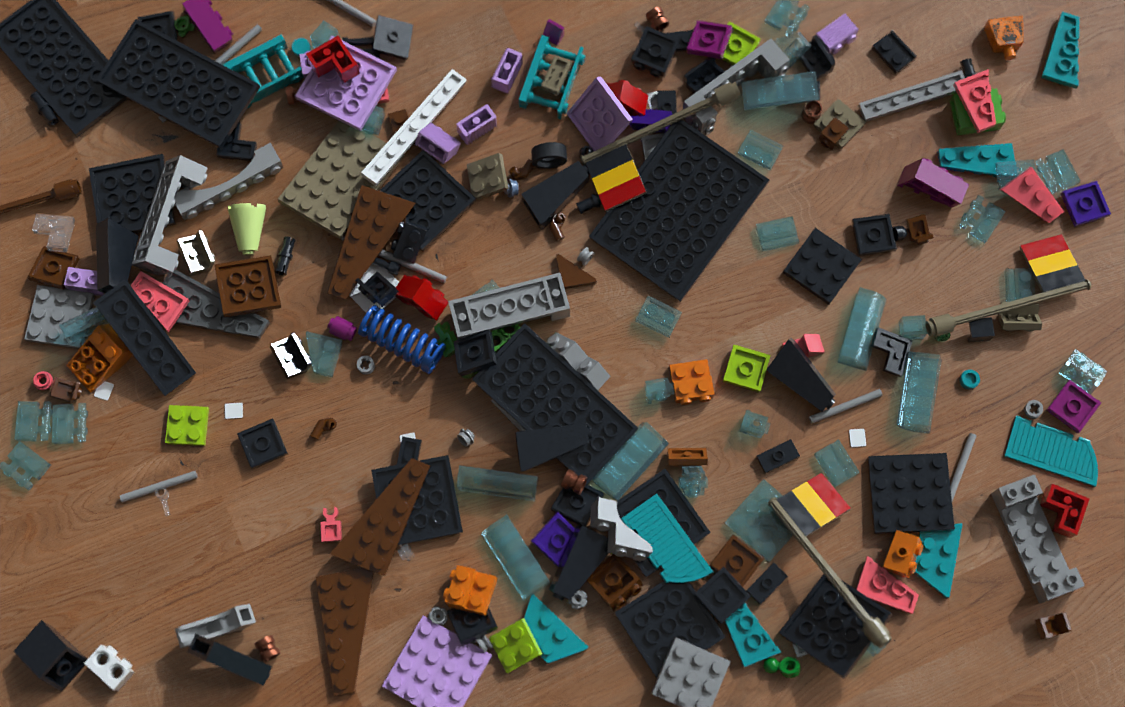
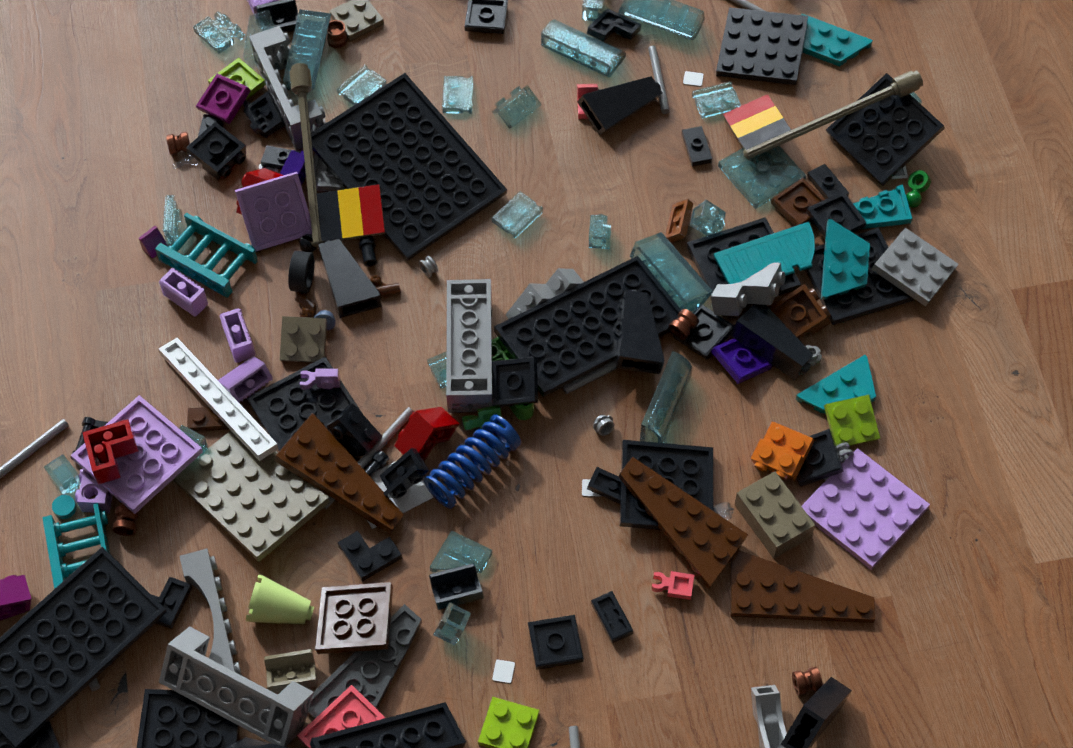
camera: 75 degrees left, 15 degrees down
(239, 44) = (29, 573): light grey bar -> none
(256, 360) = (452, 624): none -> clear light blue brick
(285, 256) = (327, 572): black pin -> none
(292, 482) = (612, 617): none -> black plate
(304, 282) = (368, 560): none -> black plate
(322, 426) = (549, 571): reddish brown arm -> none
(342, 328) = (438, 526): magenta brick -> none
(360, 364) = (484, 516): light grey bush -> none
(392, 37) = (93, 402): plate -> none
(410, 595) = (774, 514): none -> dark tan brick
(438, 611) = (805, 489): light grey plate -> none
(448, 204) = (322, 377): none -> lavender plate
(515, 557) = (752, 402): clear light blue brick -> none
(556, 75) = (209, 243): dark tan plate -> none
(573, 275) = (438, 287): reddish brown tile -> none
(574, 38) = (171, 220): none -> clear light blue plate
(673, 610) = (844, 261): none -> teal wing
(691, 382) = (598, 199): orange plate -> none
(746, 368) = (596, 150): lime plate -> none
(748, 427) = (658, 156): clear light blue brick -> none
(776, 287) = (518, 106): none -> clear light blue bracket
(822, 266) = (504, 65): black plate -> none
(833, 133) = (368, 21): reddish brown bracket -> none
(884, 588) = (852, 86): coral wing -> none
(903, 554) = (824, 62): orange brick -> none

